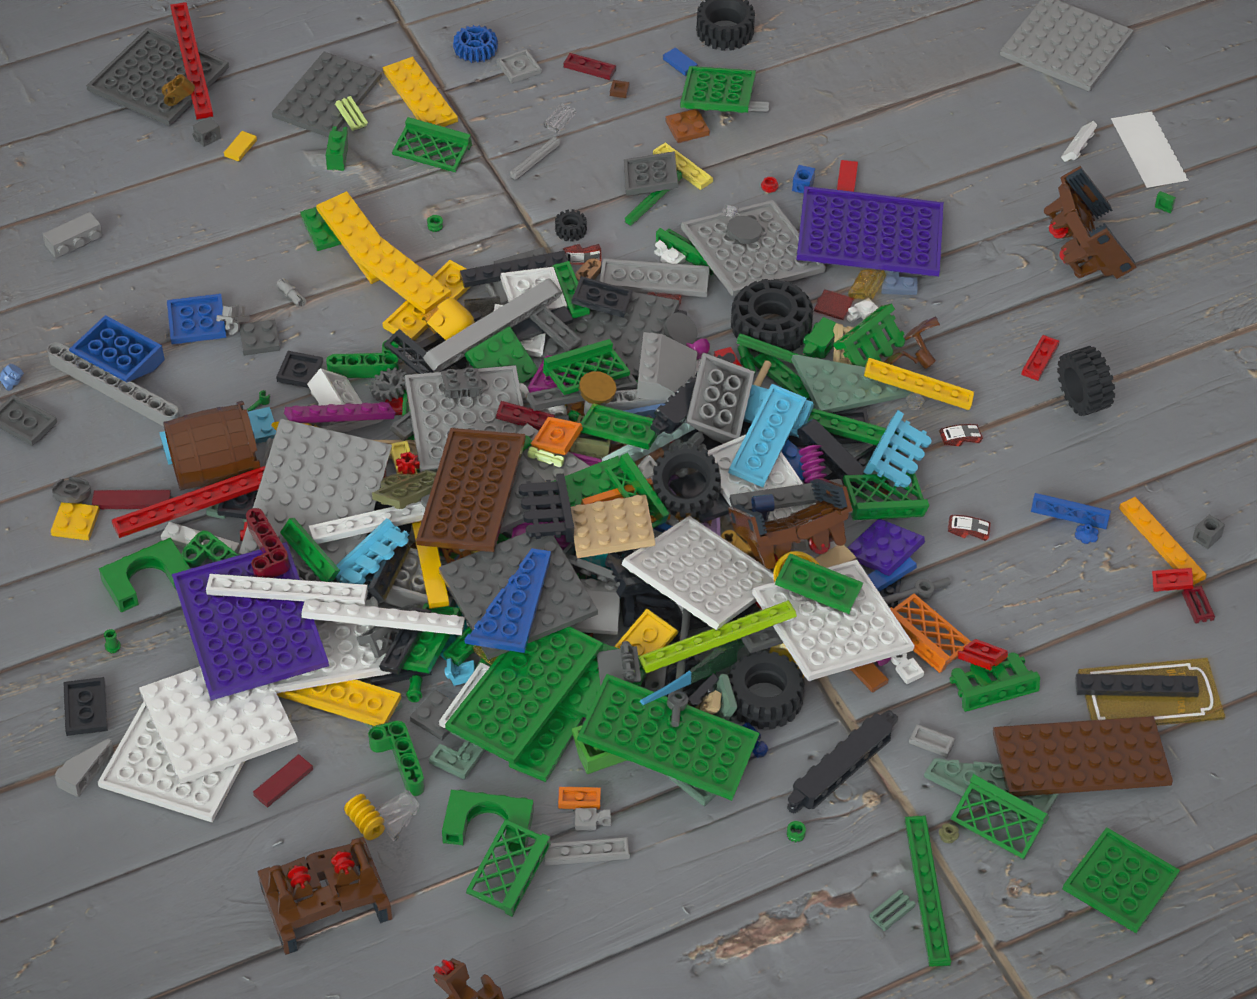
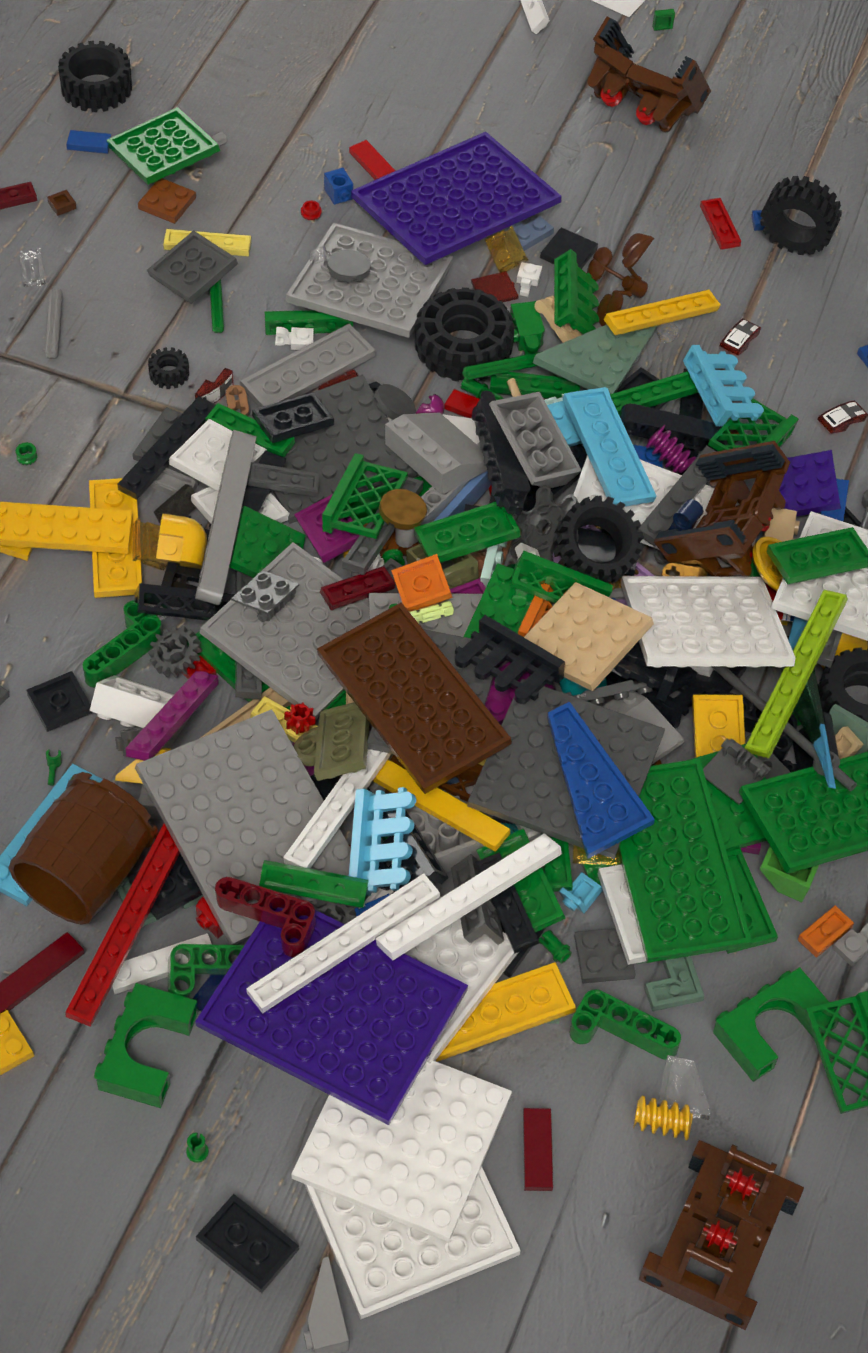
camera: 45 degrees left, 5 degrees up
(911, 310) = (566, 240): none -> black tile

